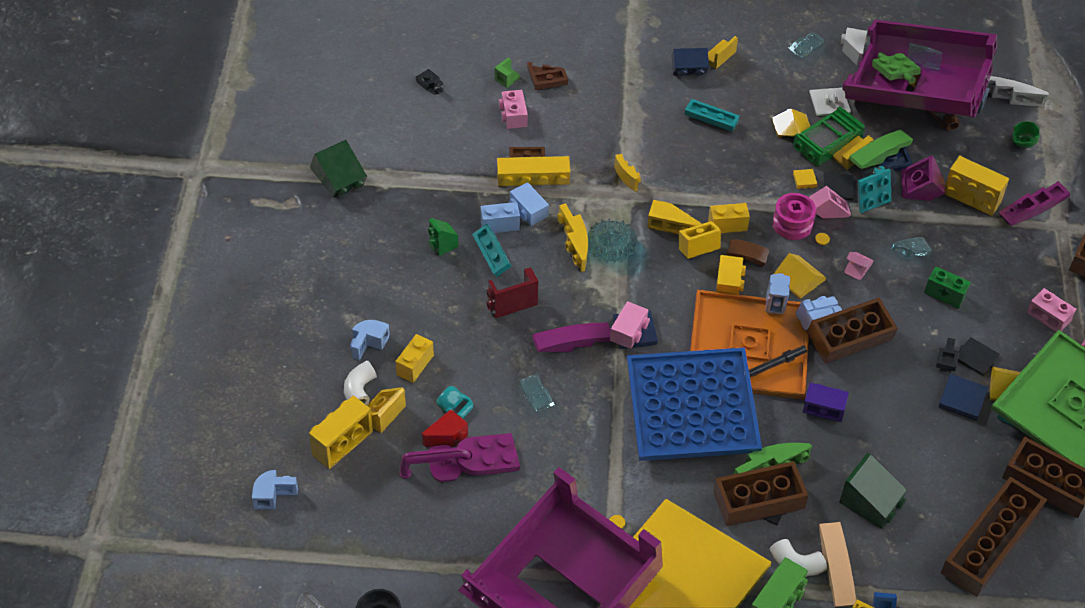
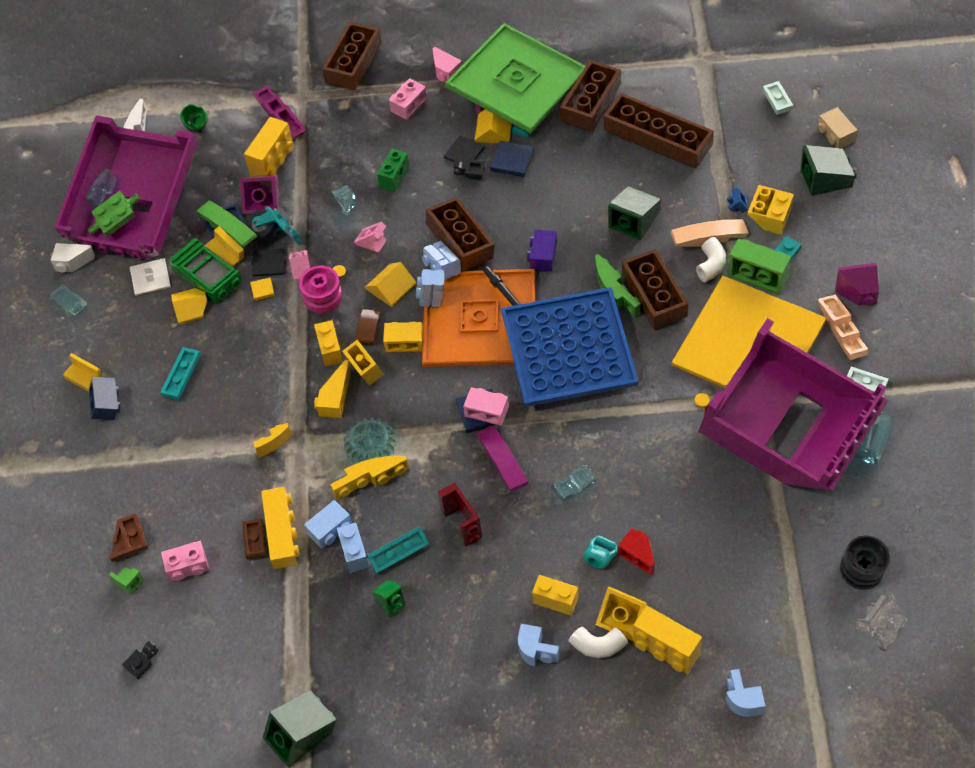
camera: 90 degrees left, 5 degrees up
(473, 455) = (657, 510): magenta plate -> none

